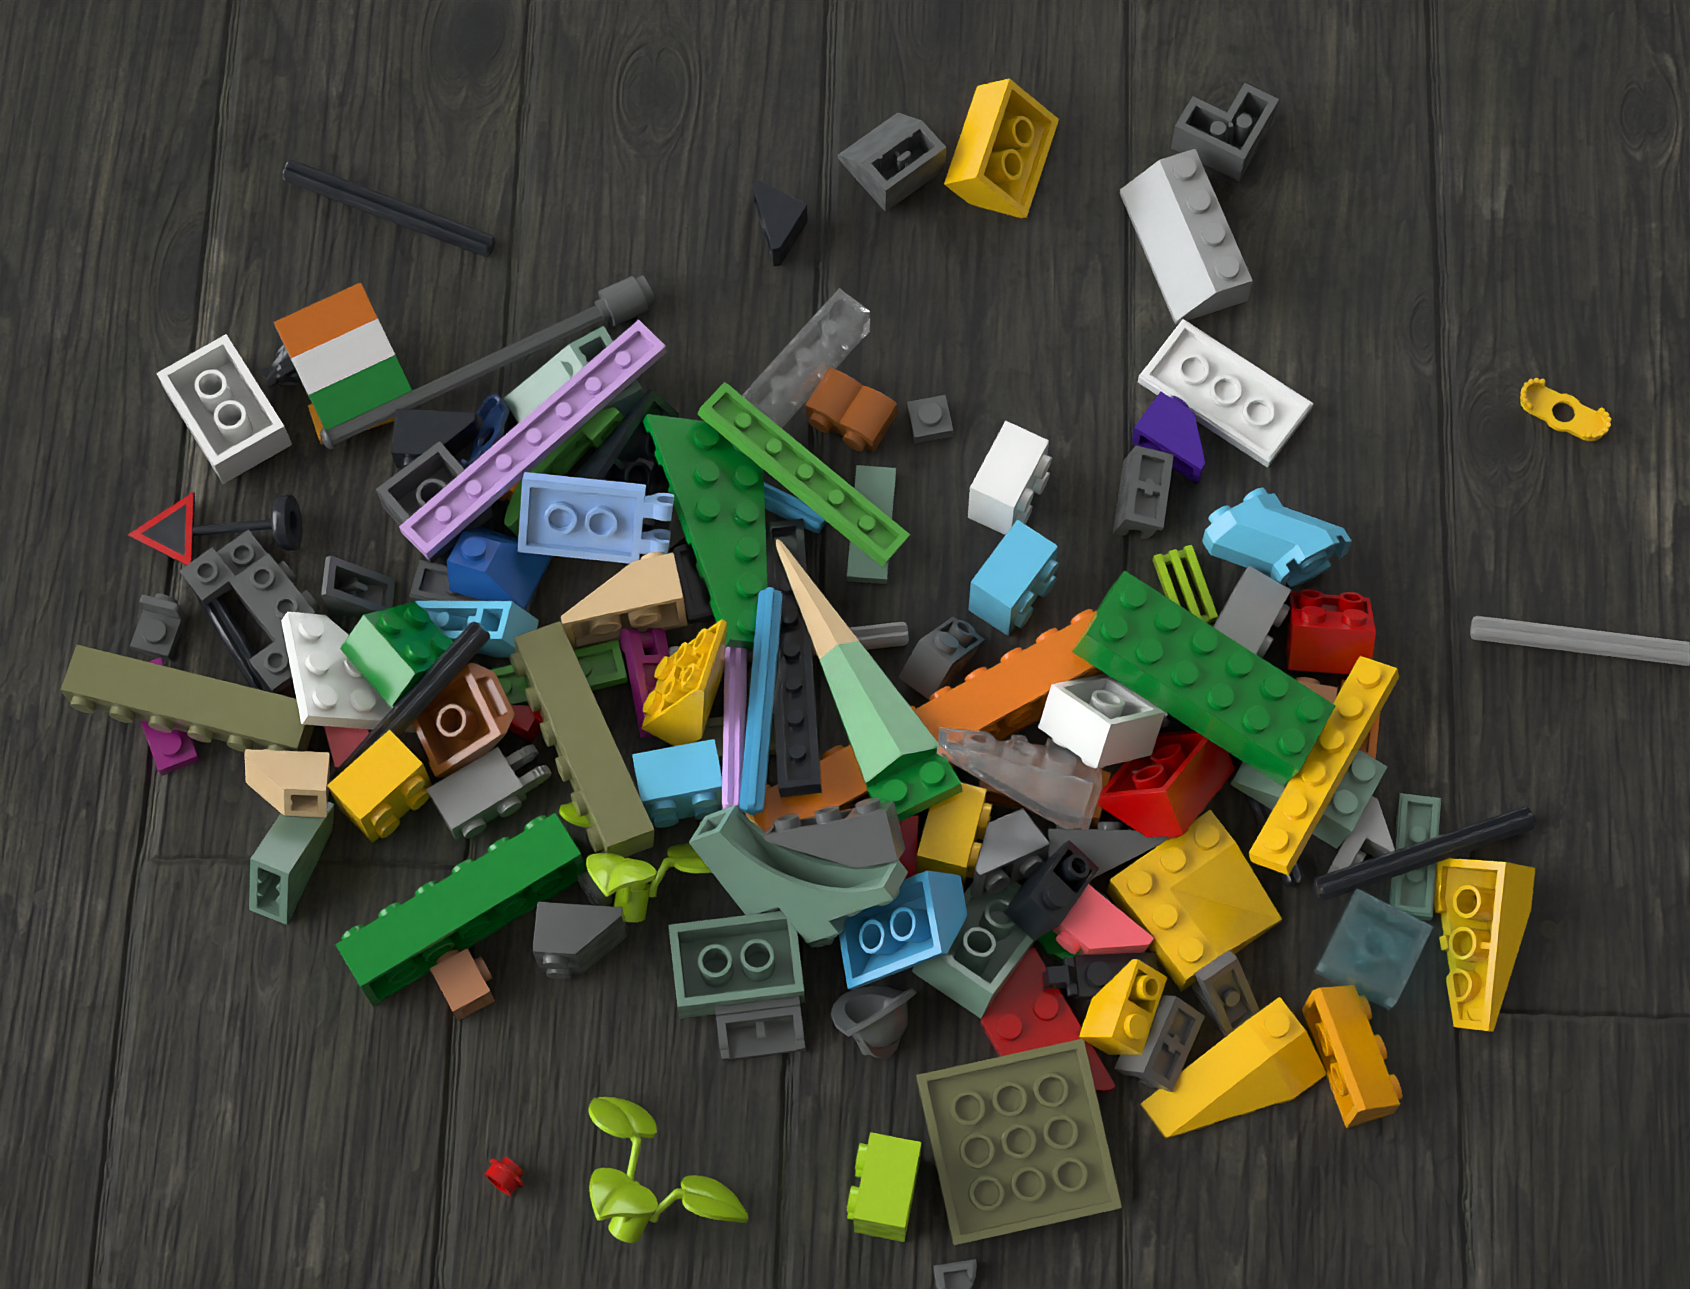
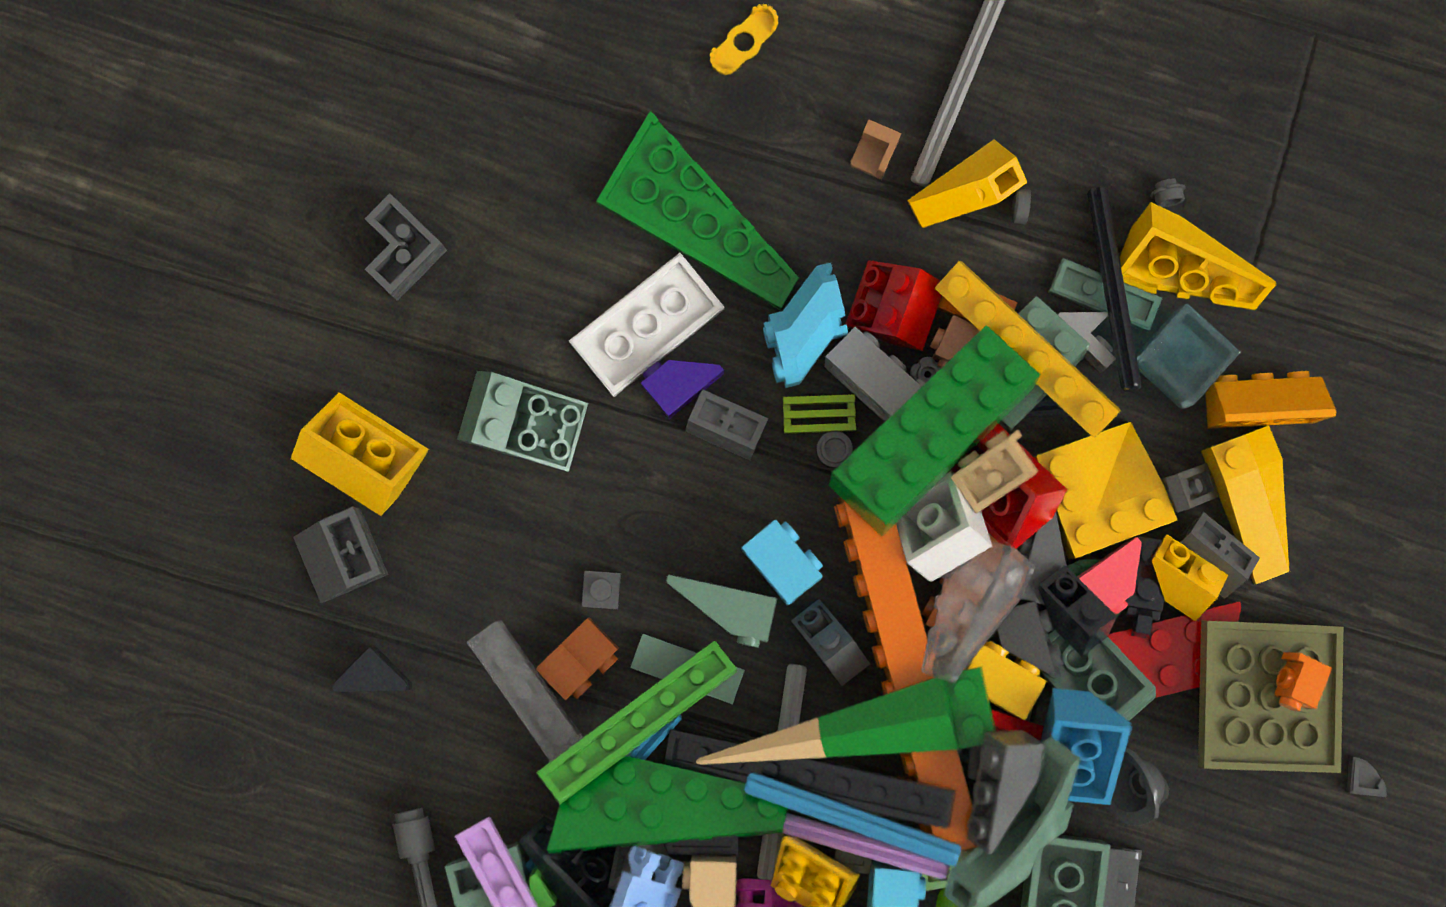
camera: 75 degrees left, 15 degrees up
(886, 1188) = (1283, 815): lime brick -> none
(946, 555) = (735, 610): none -> sand green slope
(1009, 478) = (688, 538): white brick -> none
(1044, 1158) = (1301, 681): none -> orange brick
(1084, 297) = (522, 420): none -> sand green slope
(1178, 745) = (993, 472): none -> tan bracket
(1186, 237) = (492, 314): light grey slope -> none
(1363, 390) = (683, 207): none -> green wing
(1483, 736) = (1021, 206): none -> dark grey tile
(1484, 672) = (970, 186): none -> yellow slope
(1492, 573) = (875, 149): none -> medium nougat panel
(1553, 894) = (1168, 193): none -> dark grey plate

